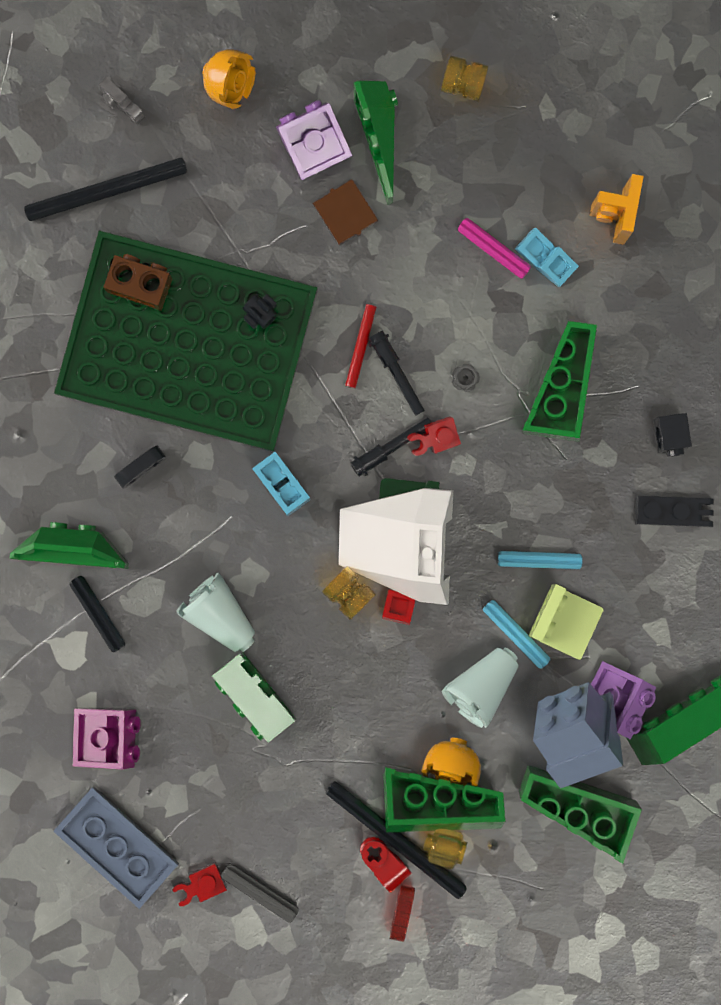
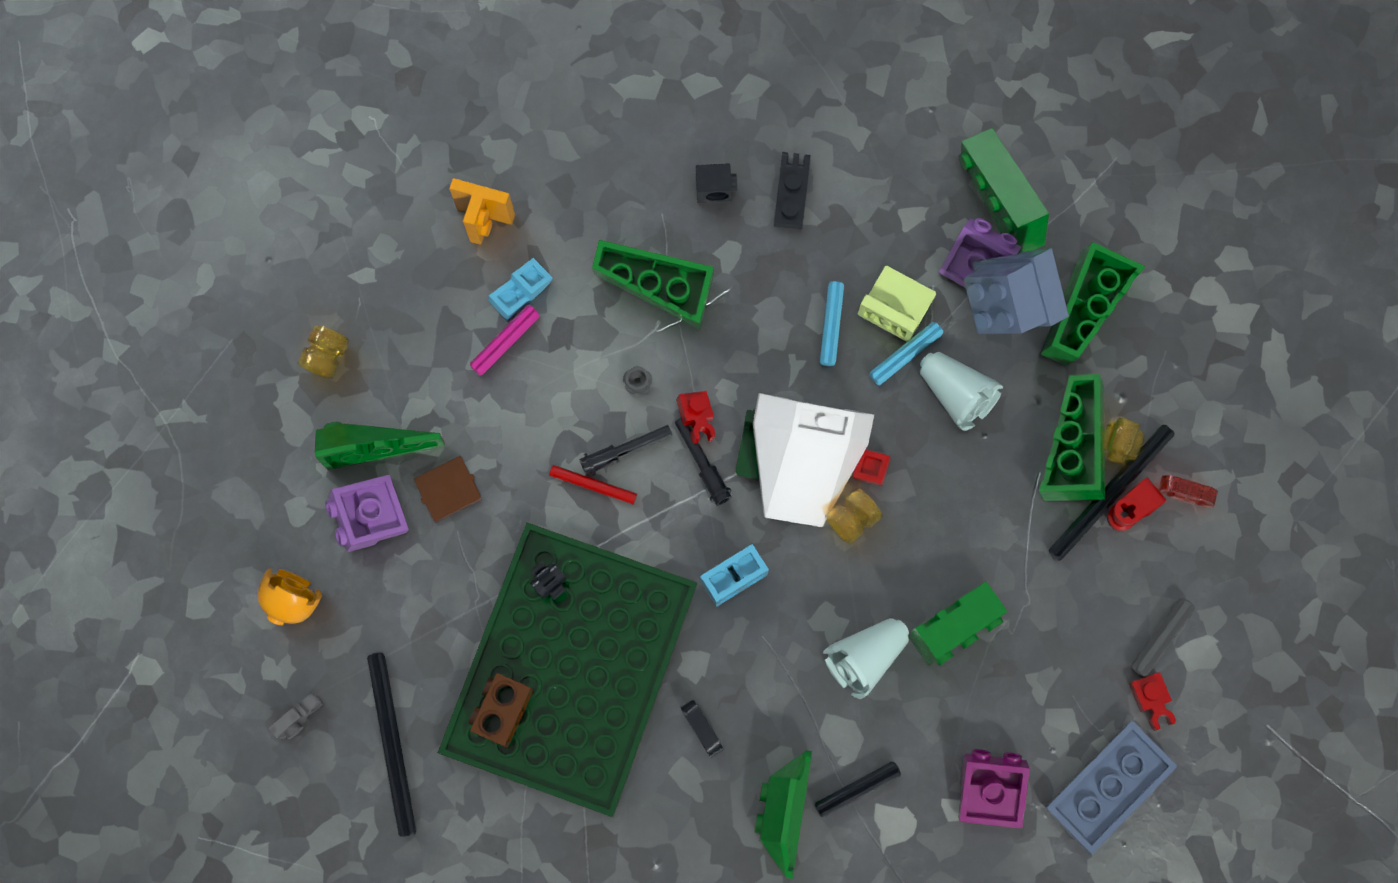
camera: 85 degrees left, 10 degrees down
(453, 762) = (1036, 425): light orange cylinder -> none

